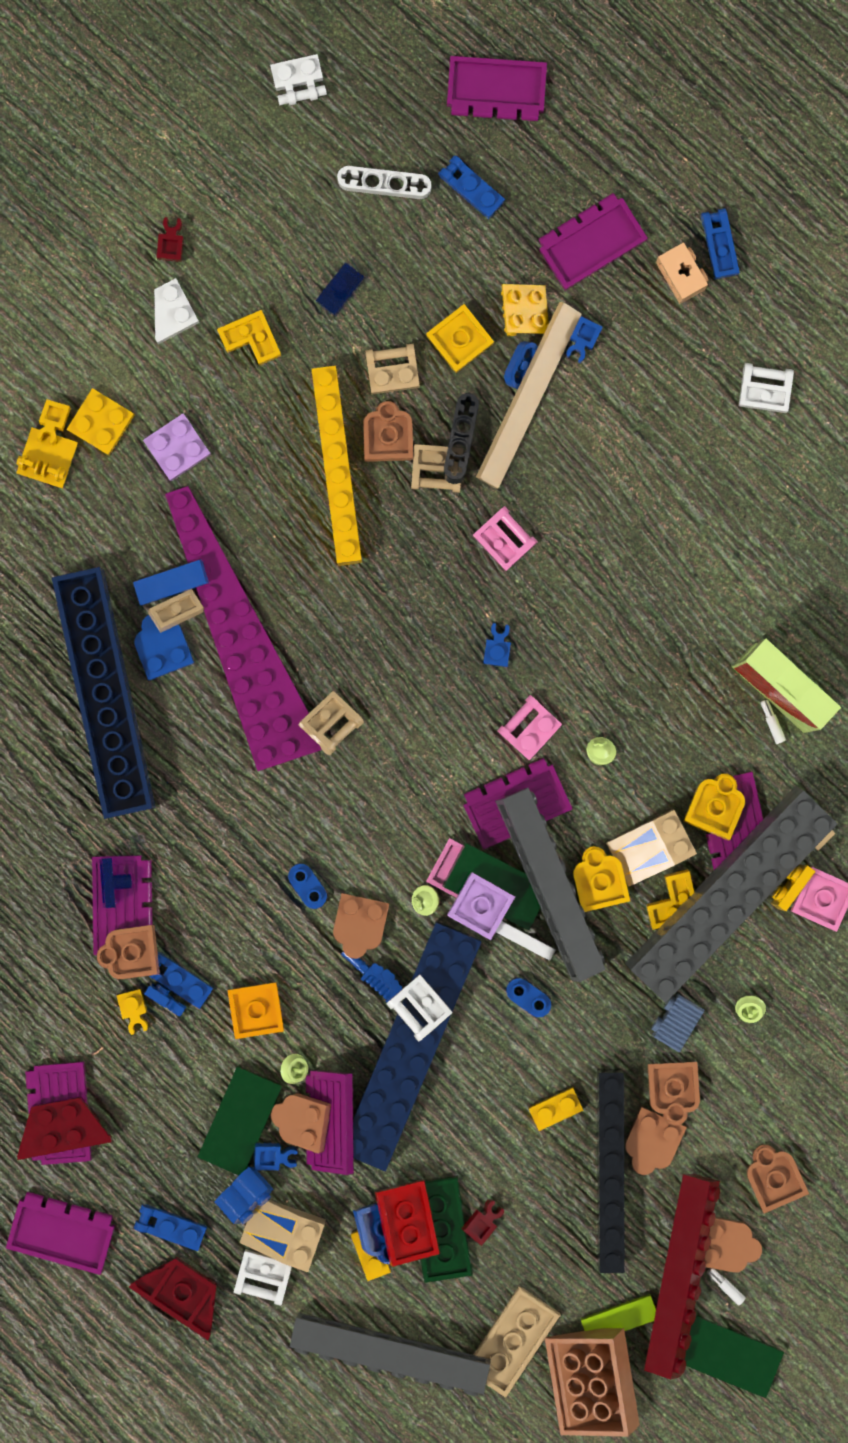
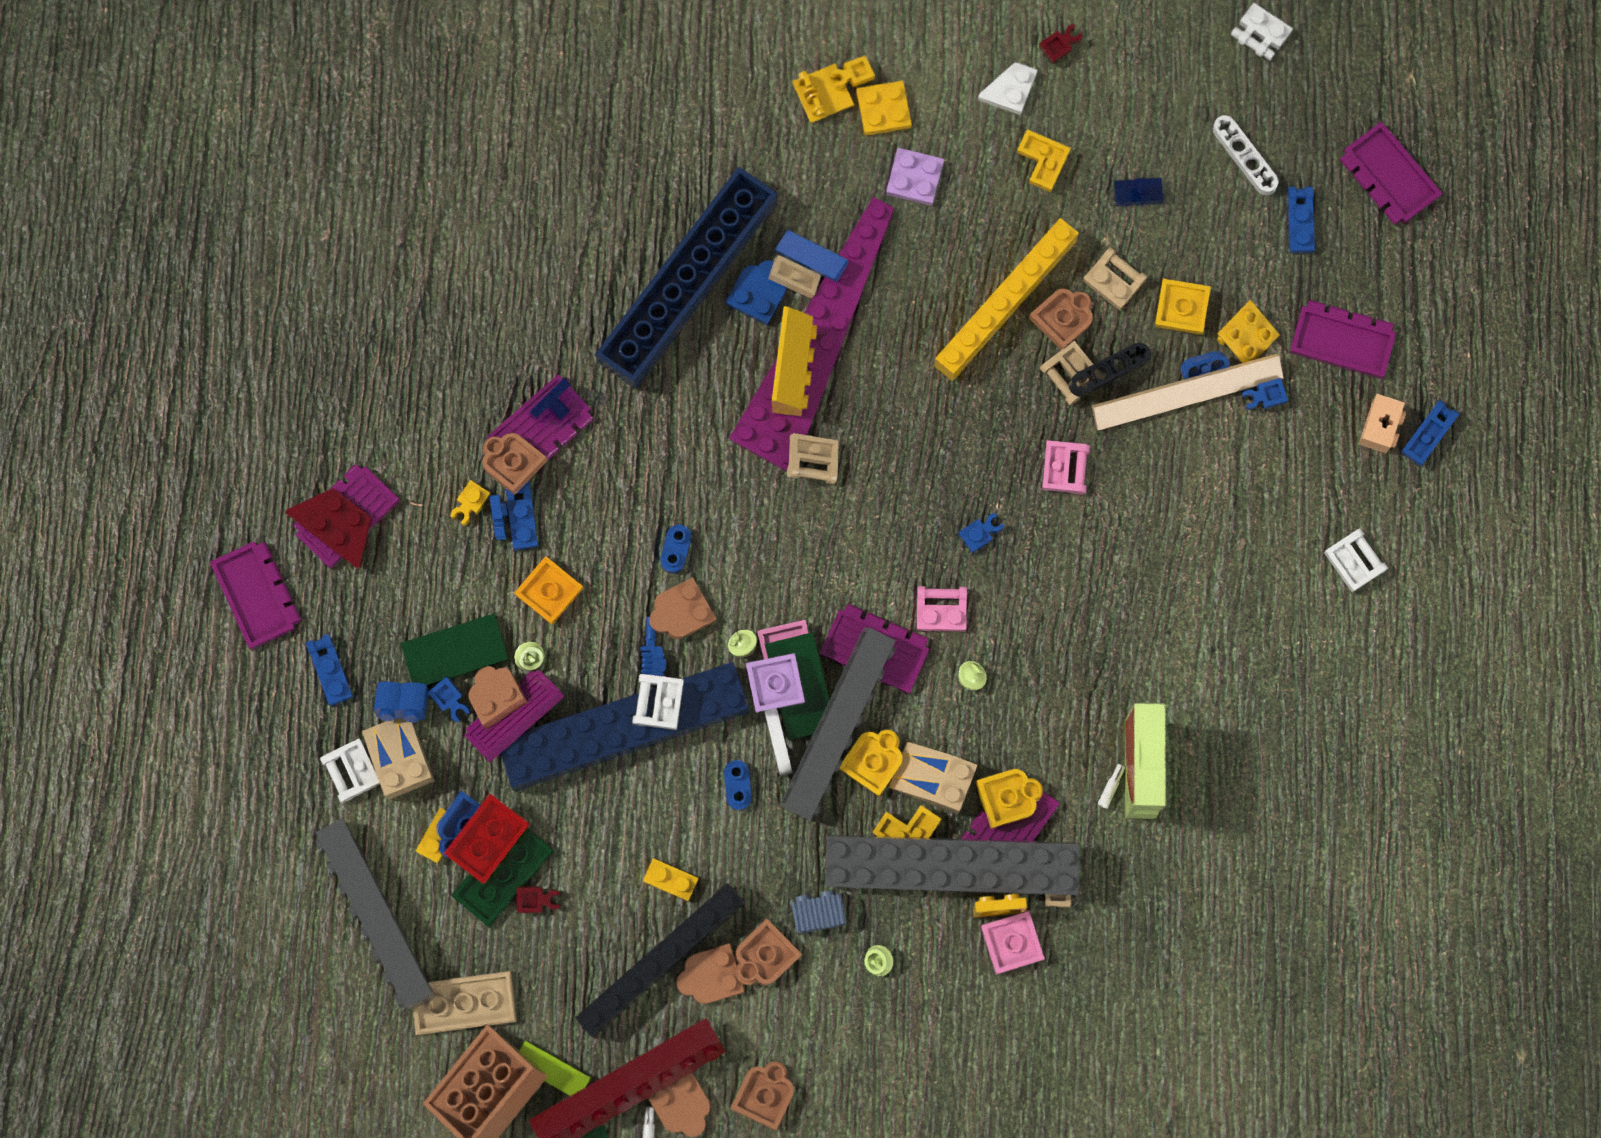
camera: 50 degrees right, 10 degrees down
(181, 1294) = (286, 720): dark red wing -> none
(245, 674) = (792, 362): none -> yellow slope

